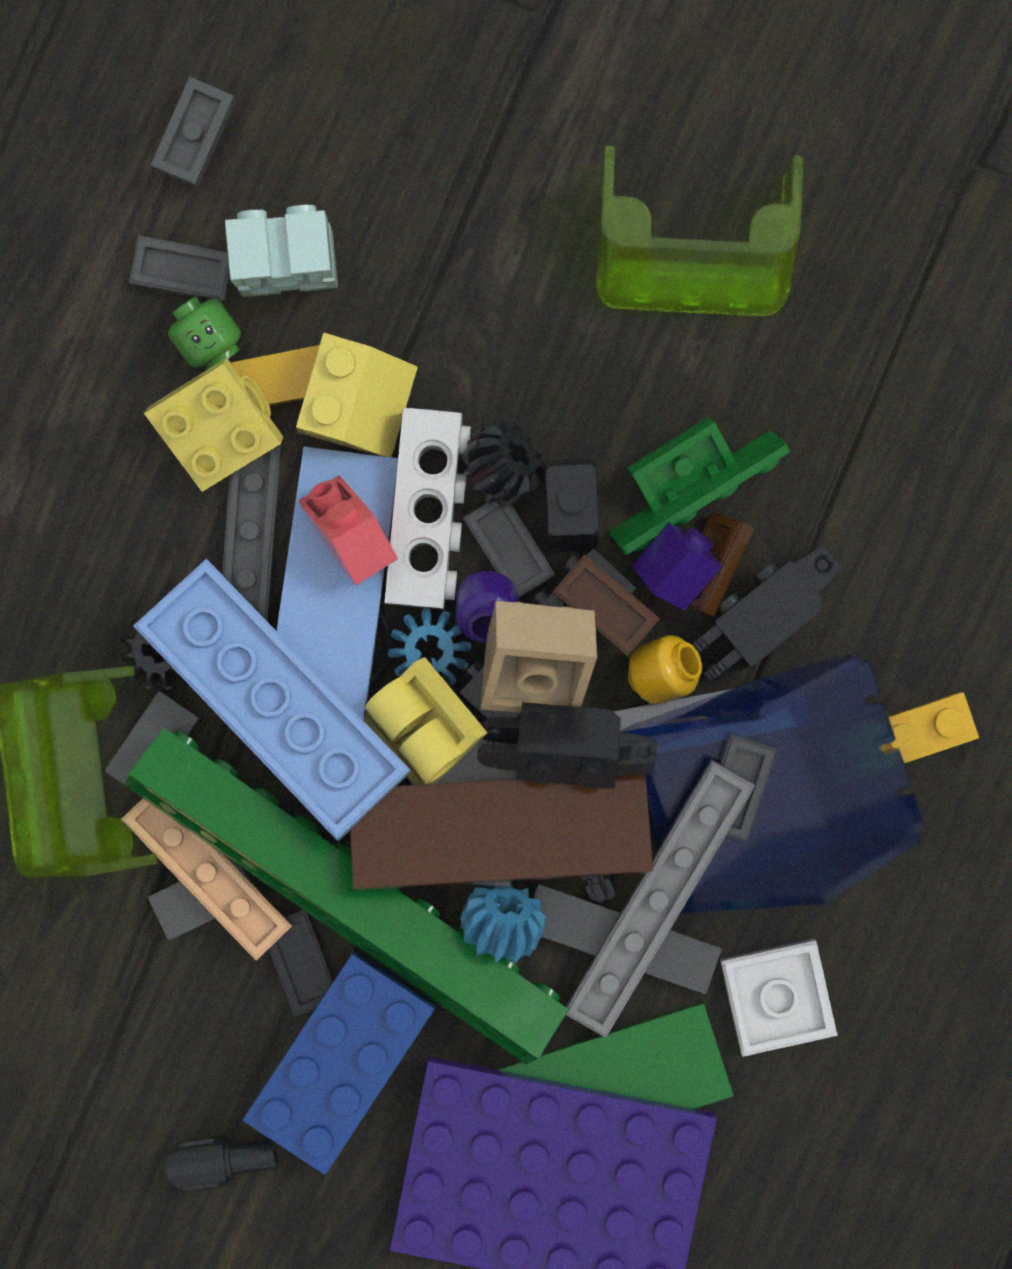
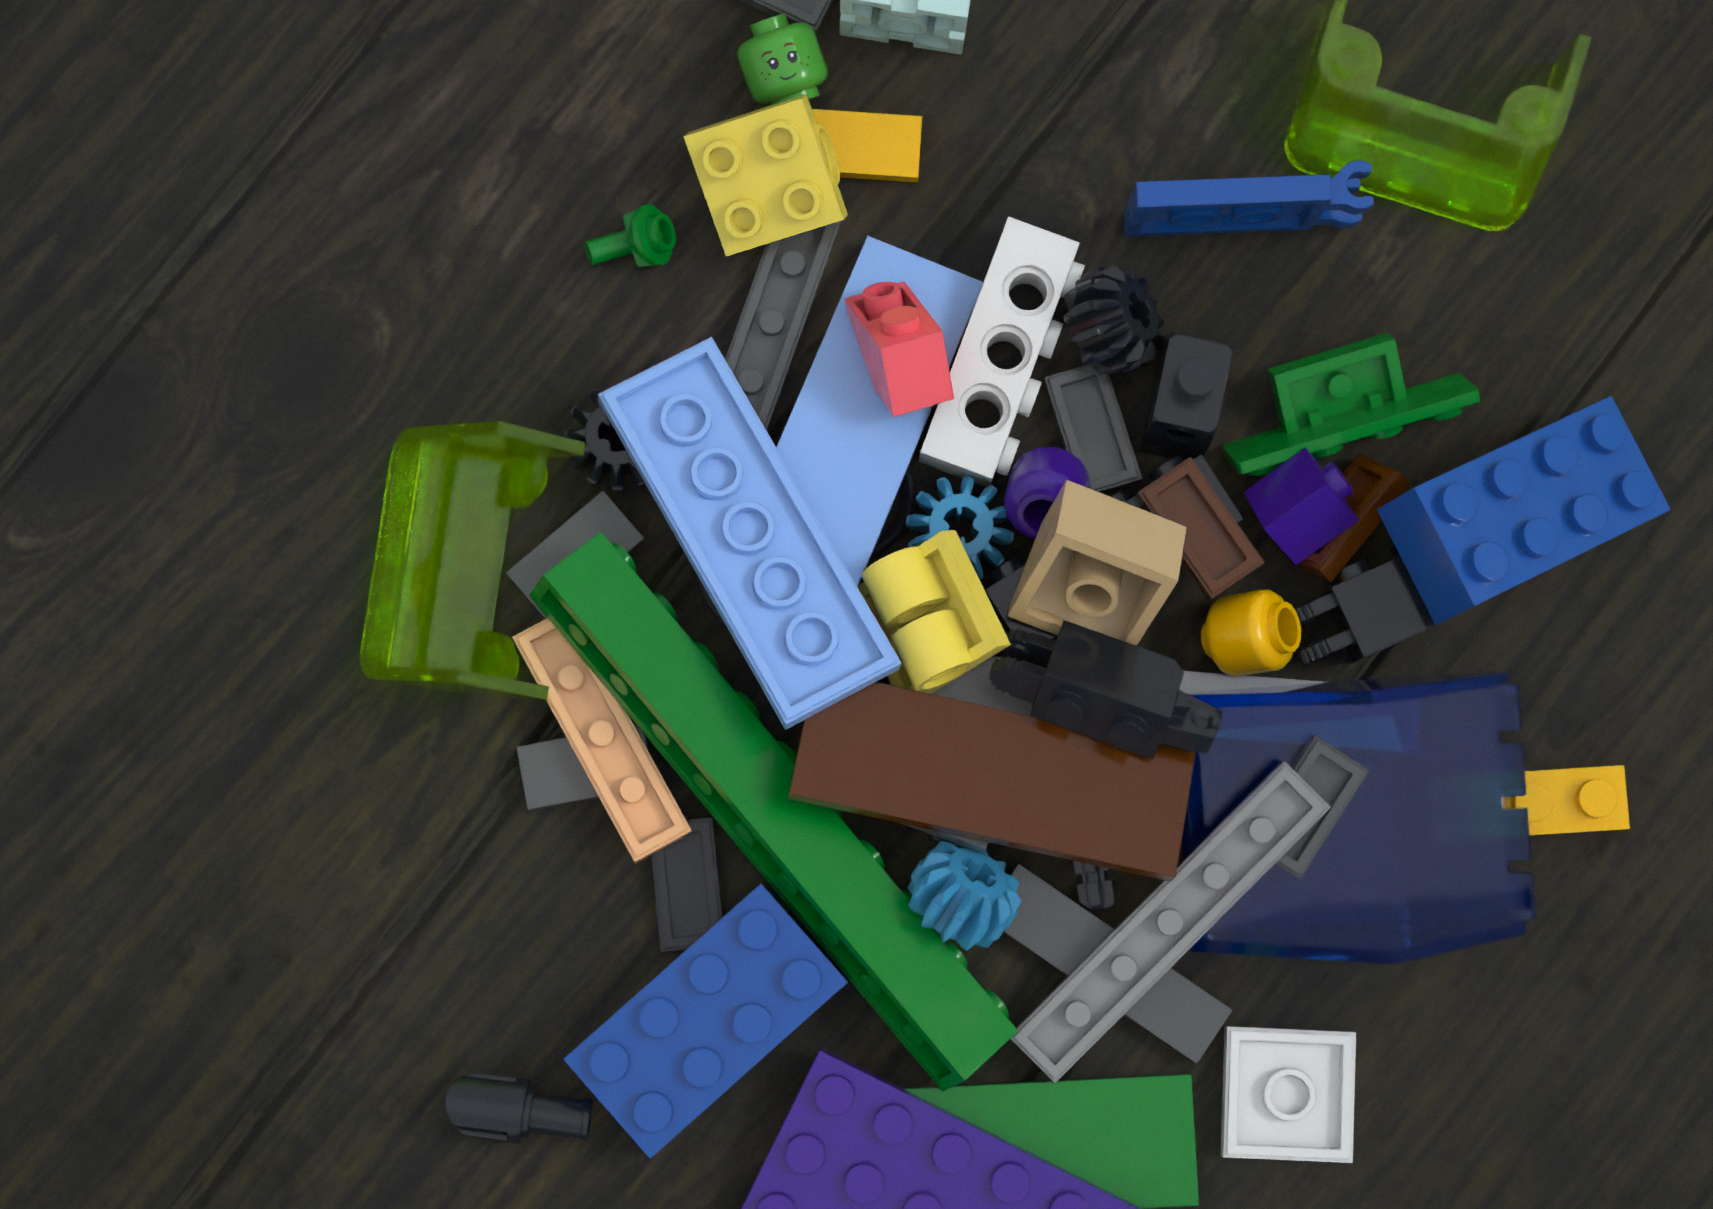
camera: 10 degrees right, 5 degrees down
(134, 493) = (646, 235): none -> green plate
(356, 396) = (950, 190): light yellow slope -> none
(580, 349) = (1247, 204): none -> blue tile
(842, 527) = (1522, 509): none -> blue brick

